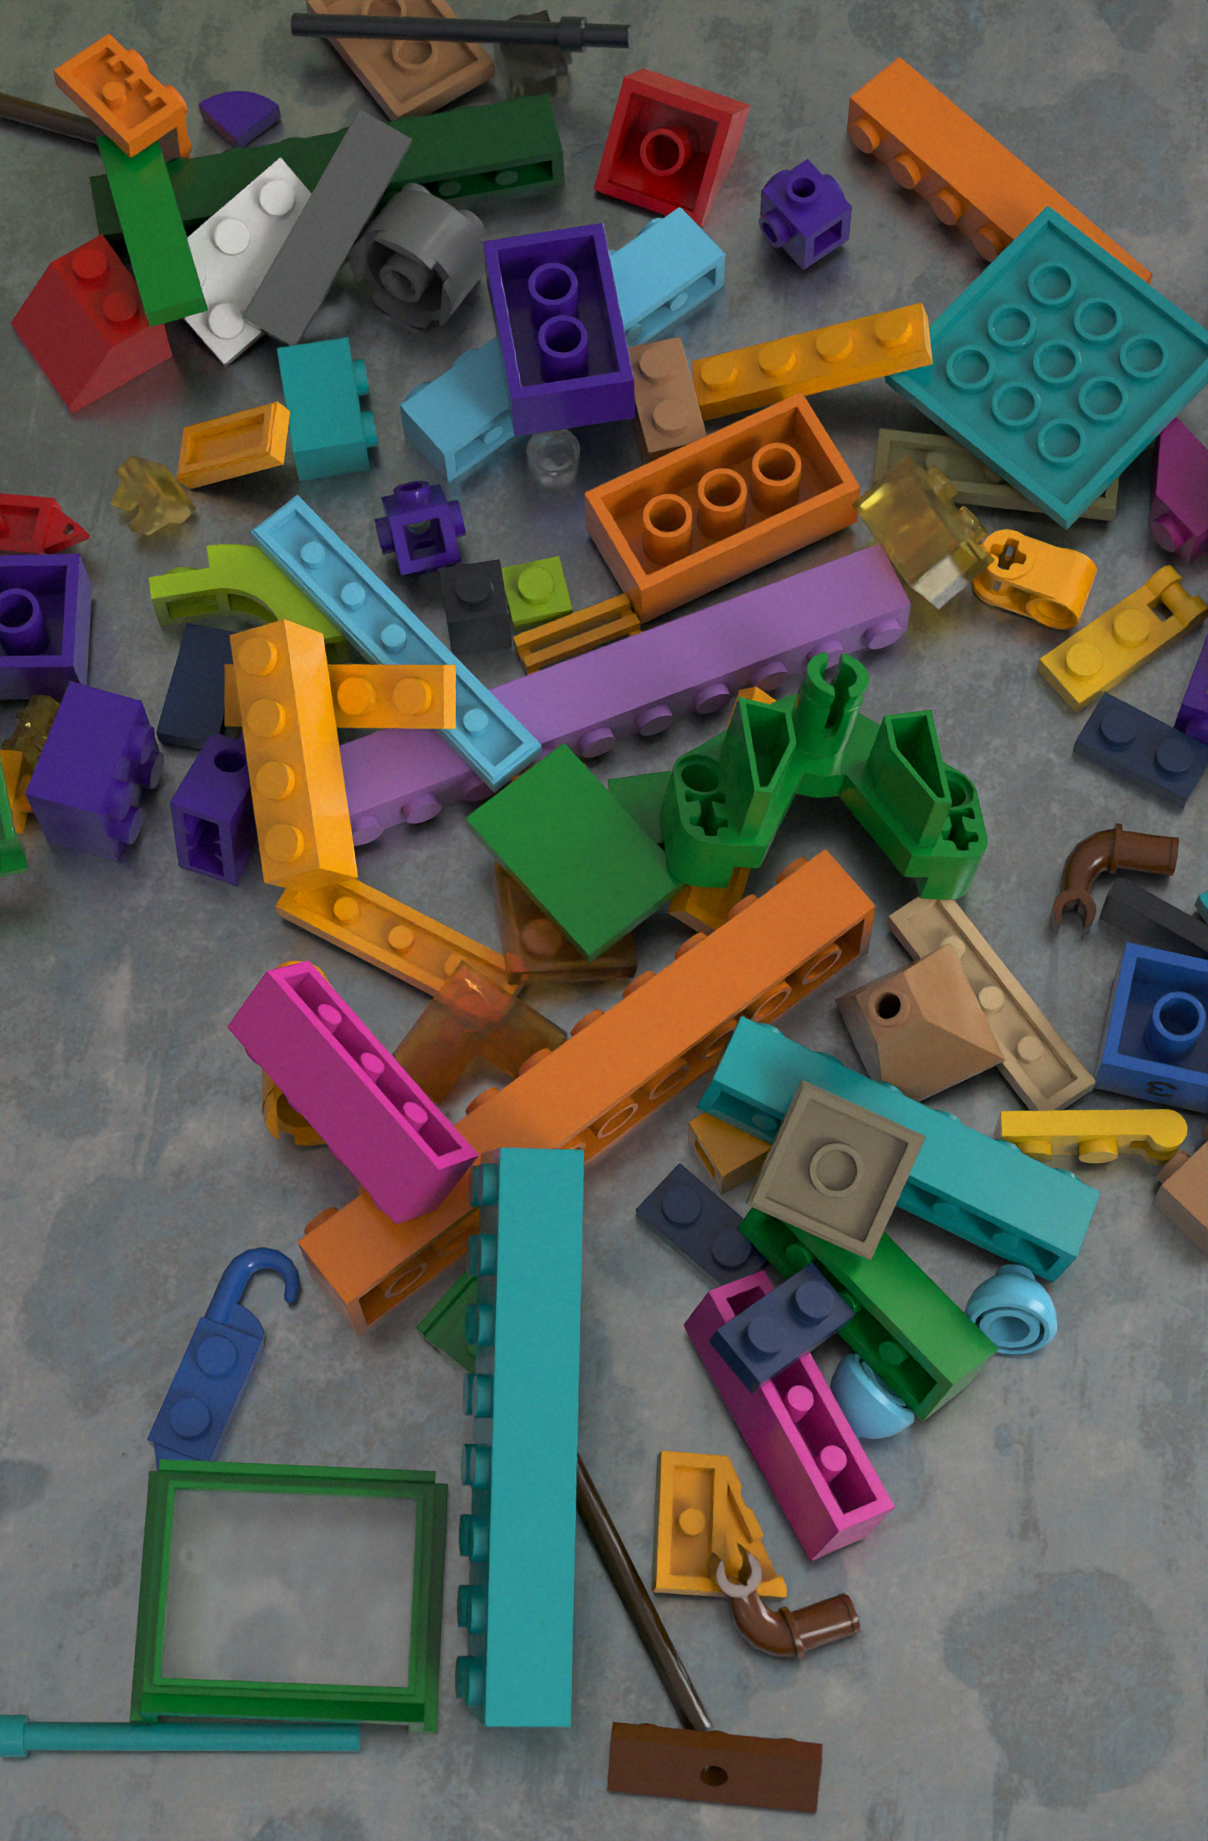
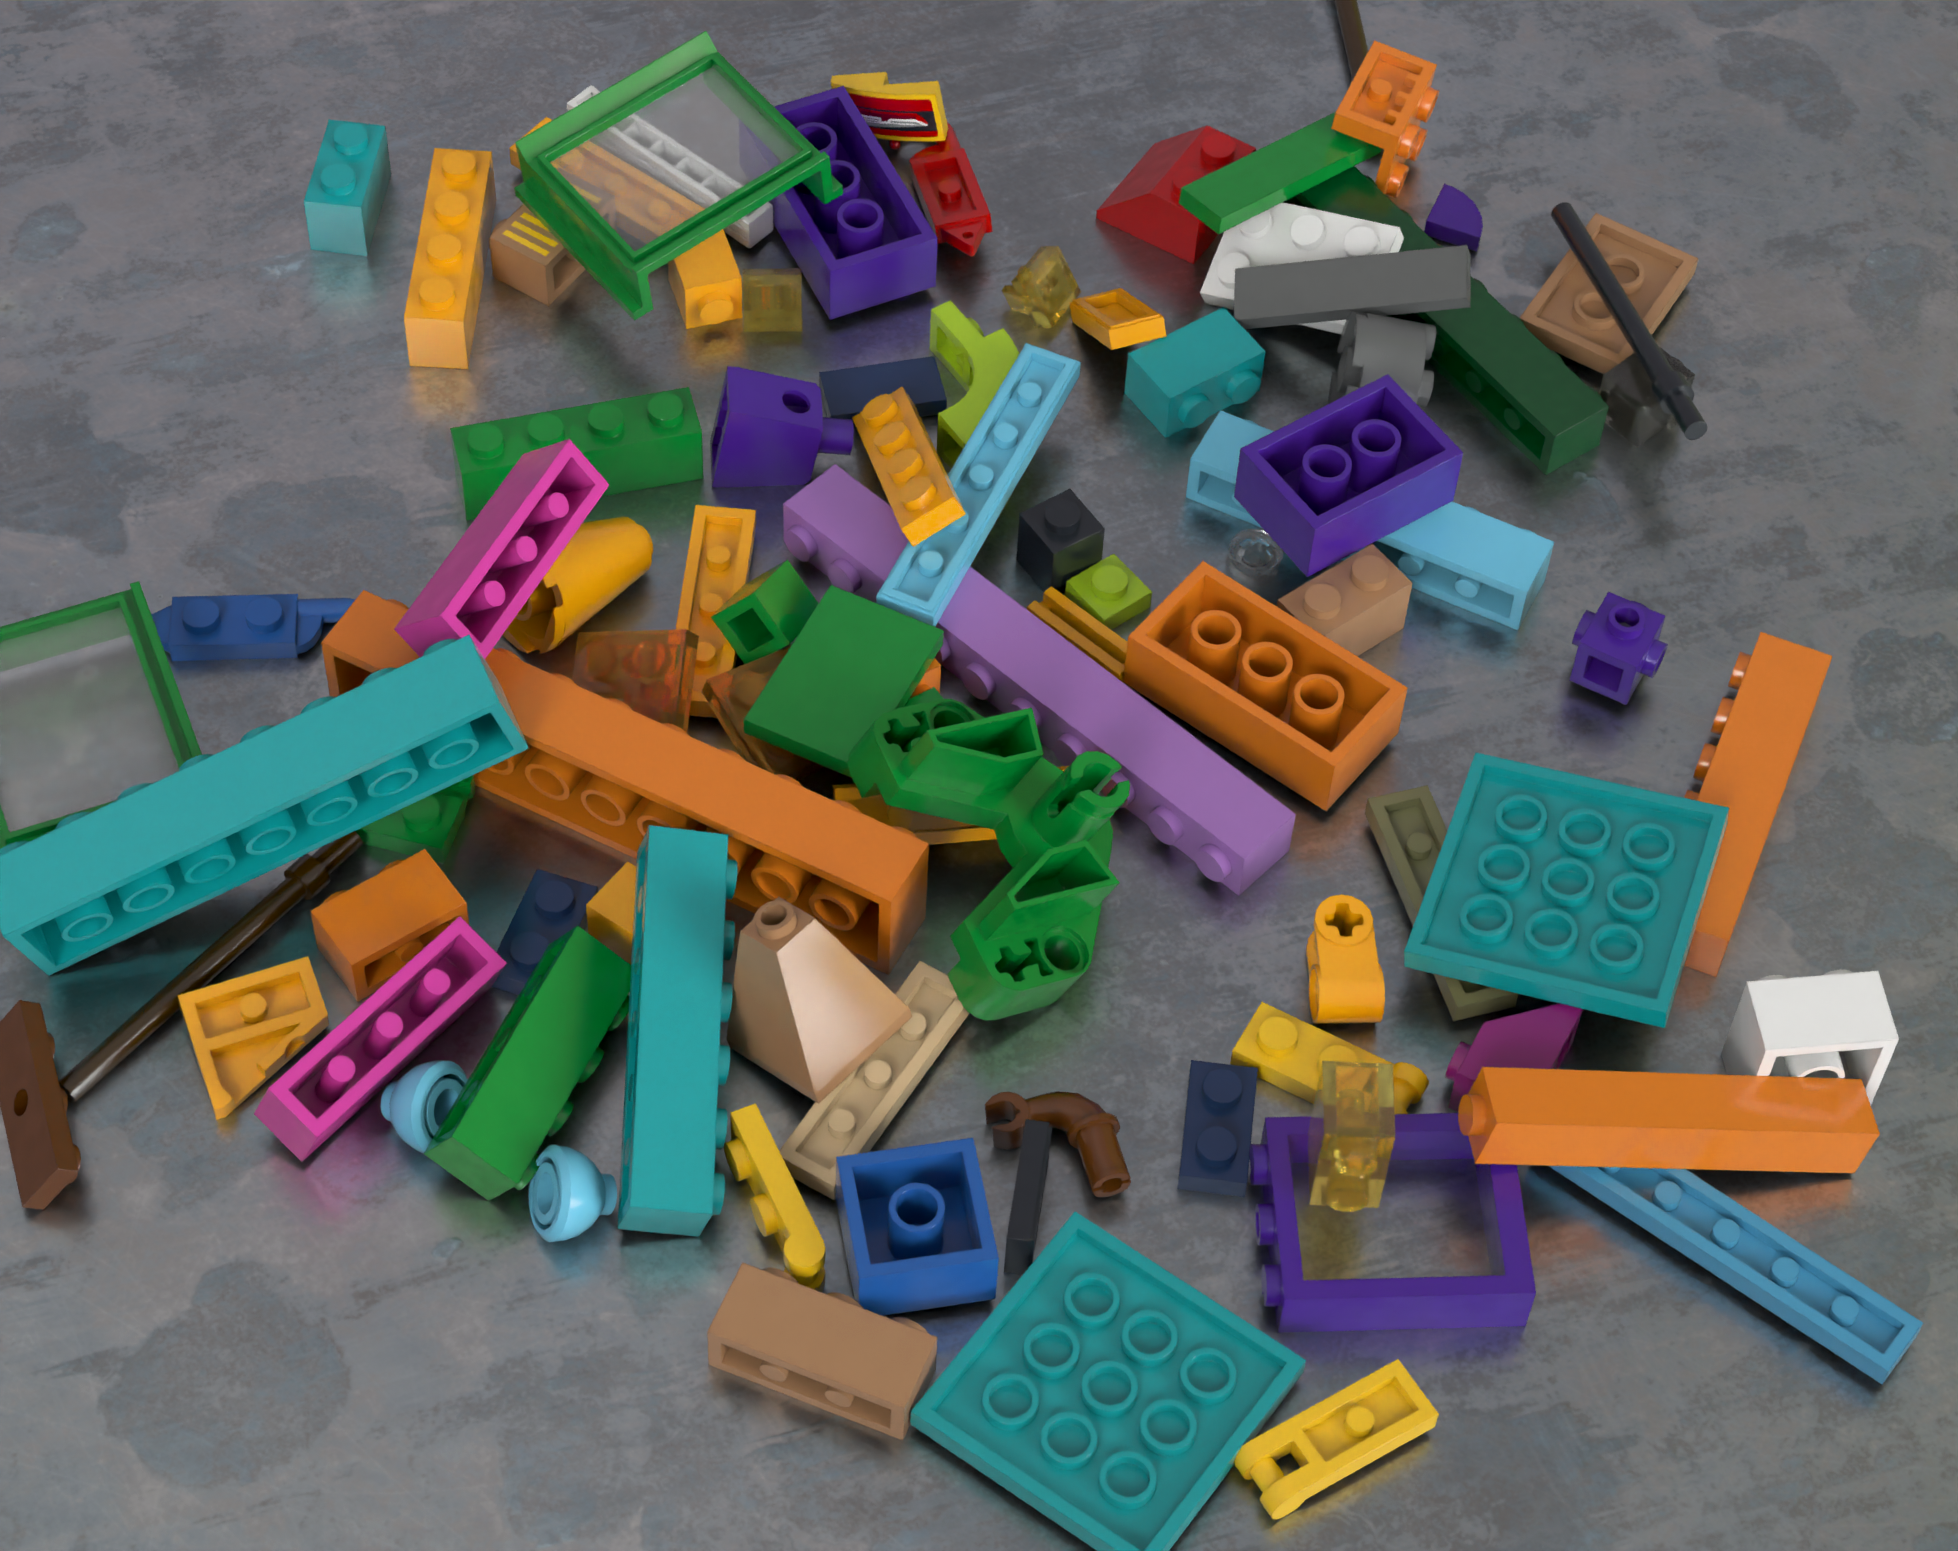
camera: 60 degrees right, 15 degrees down
(95, 772) = (746, 319): dark purple brick -> none
(157, 989) = (628, 441): none -> green brick
(293, 756) = (819, 438): light orange brick -> none
(423, 547) = (1112, 473): dark purple brick -> none
(449, 890) = (766, 613): none -> green brick
(646, 1363) = (385, 921): none -> orange brick
(670, 145) = (1629, 525): red slope -> none
(781, 1328) = (449, 984): dark blue plate -> none
(781, 1631) = (175, 1109): reddish brown piece -> none
(812, 361) = (1459, 701): light orange plate -> none
(835, 1169) = (612, 959): dark tan tile -> none
(924, 531) = (1324, 841): clear yellow brick -> none

